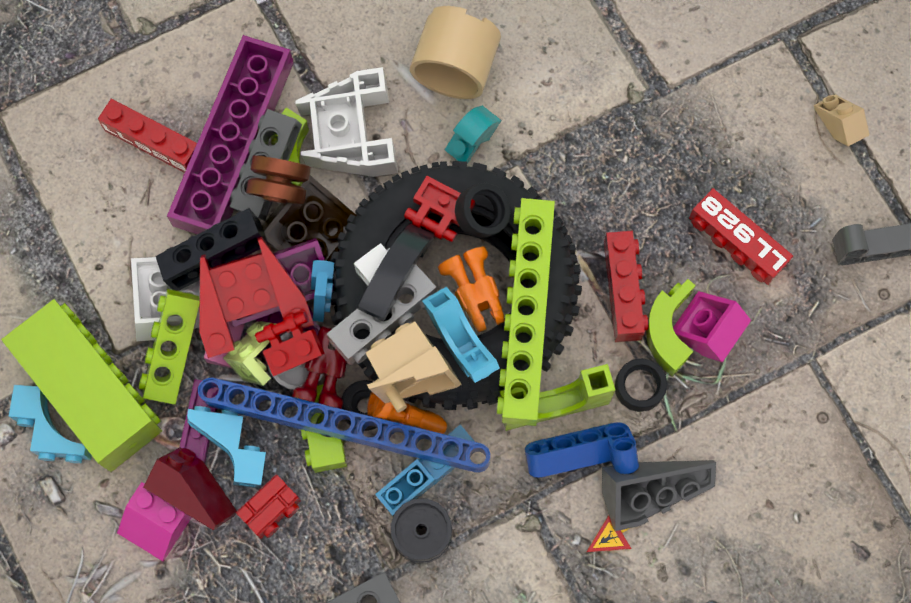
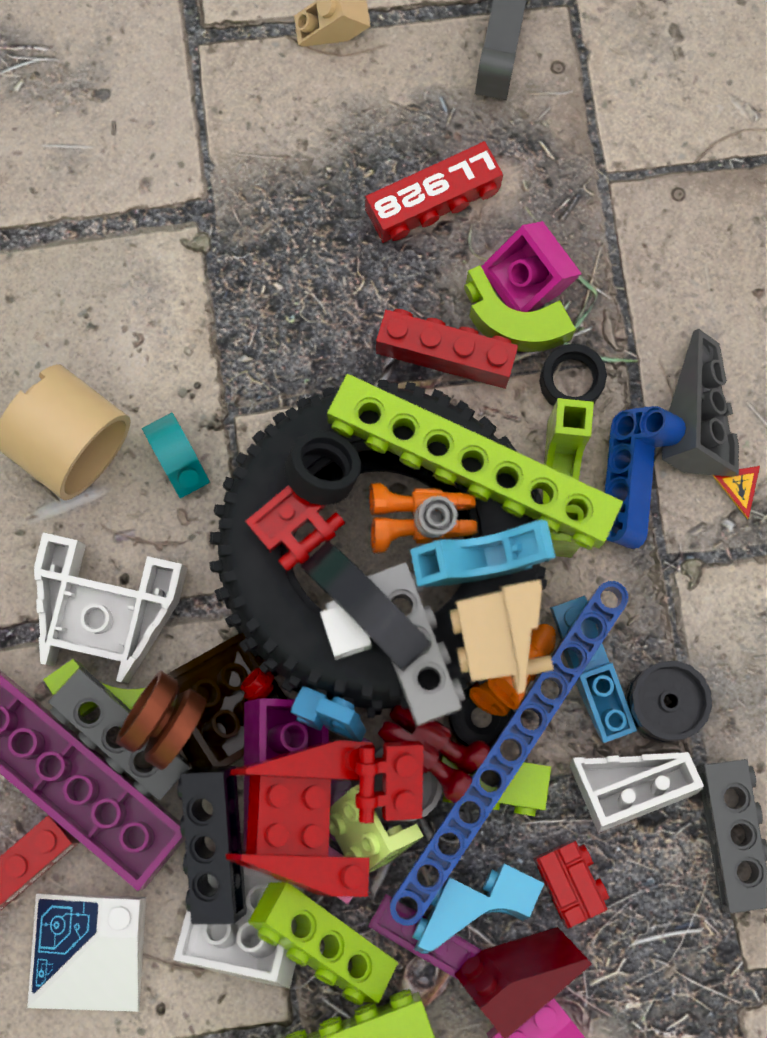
camera: 75 degrees left, 5 degrees up
(120, 207) = (87, 952): none -> white slope
(329, 243) = (257, 685): none -> red plate
(350, 526) = (633, 786): none -> white wedge
(475, 296) = (428, 519): none -> light grey wheel

